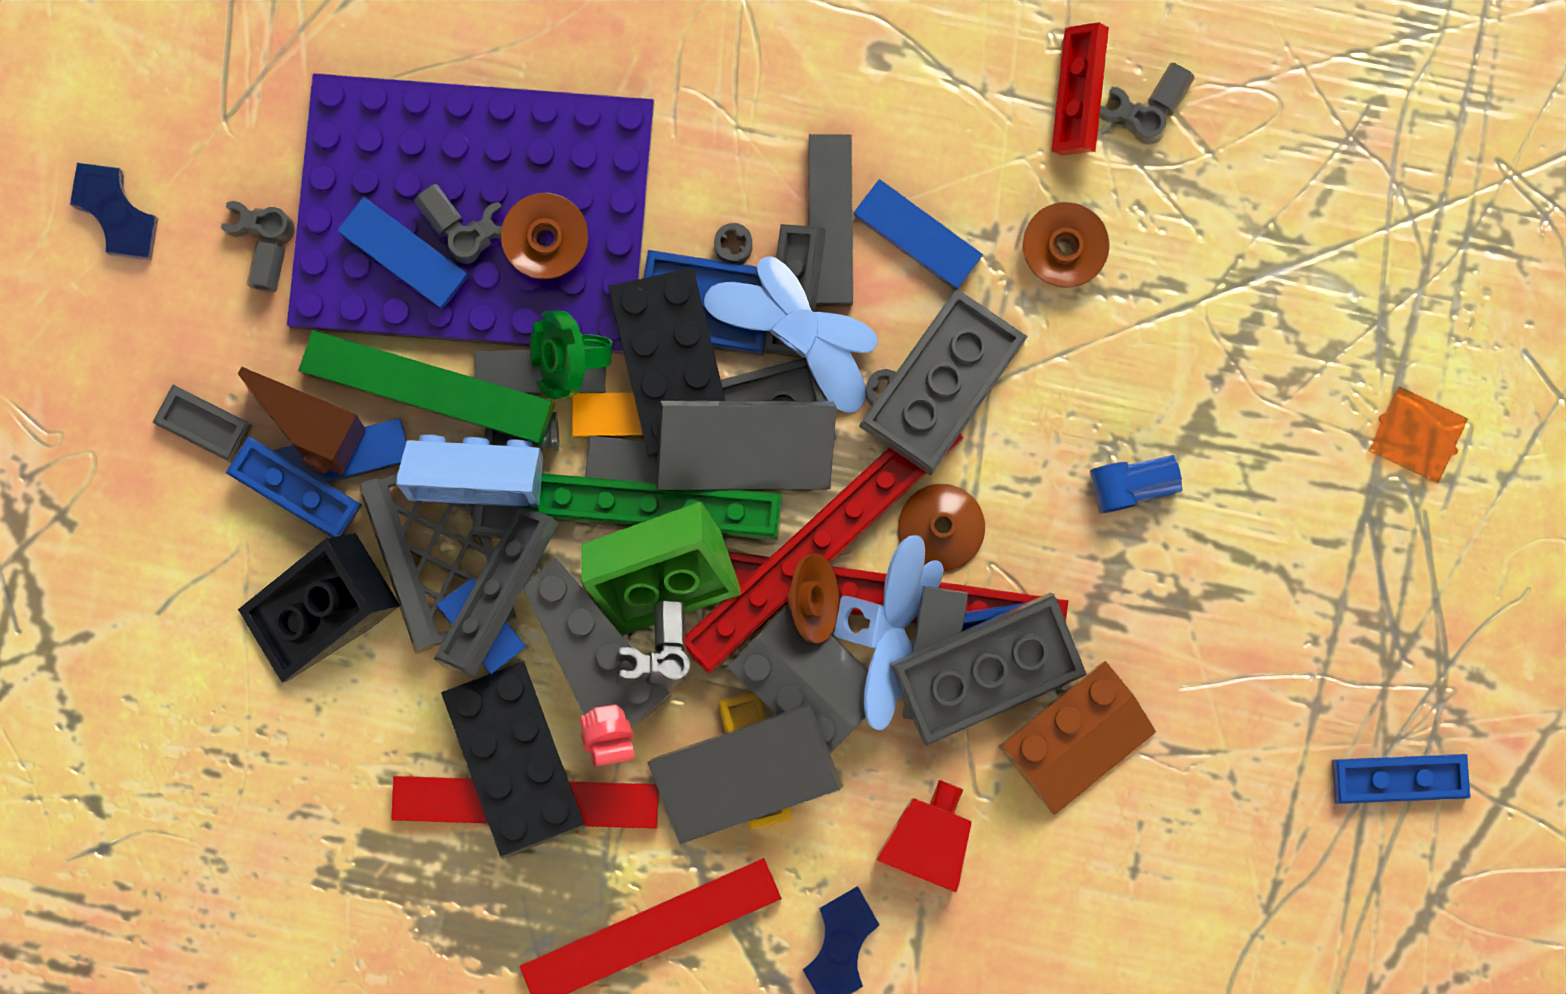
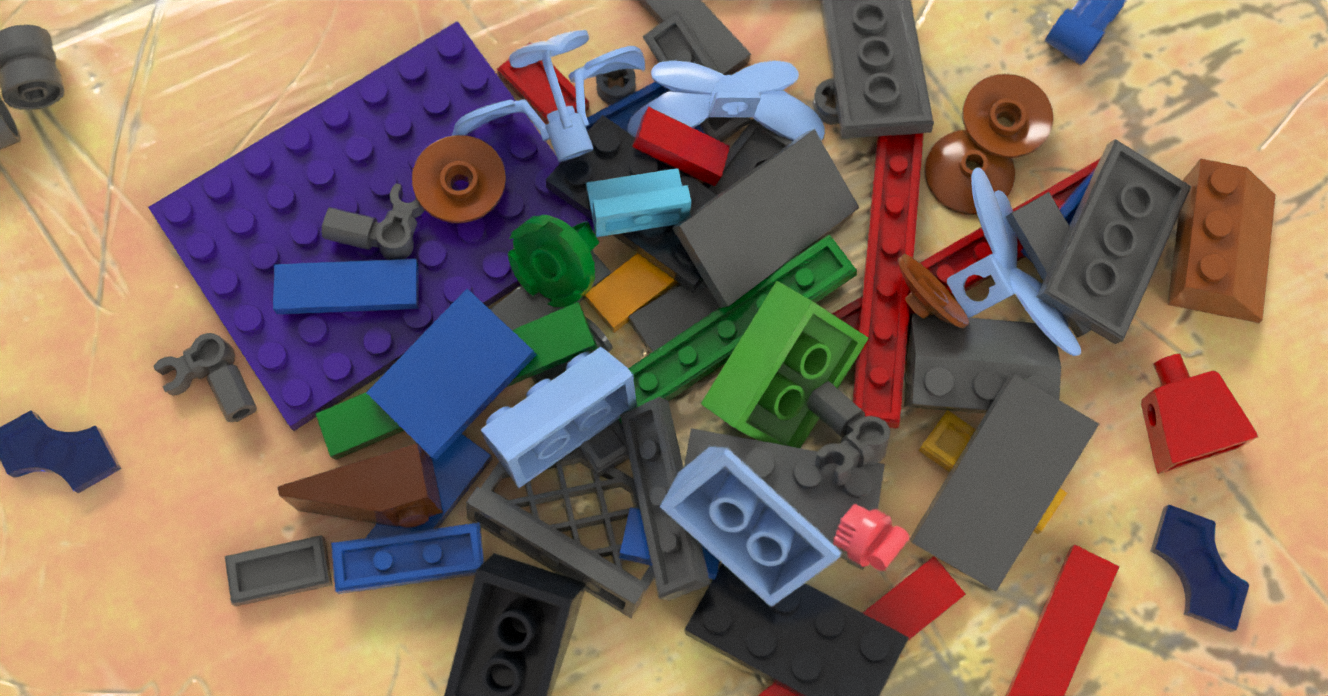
camera: 40 degrees left, 10 degrees down
(423, 381) = (451, 374): none -> blue tile
(526, 658) = (747, 525): none -> light blue slope
(646, 262) = (565, 127): none -> light blue plant
(655, 359) = (638, 202): none -> medium azure panel
(676, 204) = (533, 85): none -> red tile
(728, 339) = (681, 146): none -> red tile
(1007, 486) = (1015, 100): none -> dark orange dish

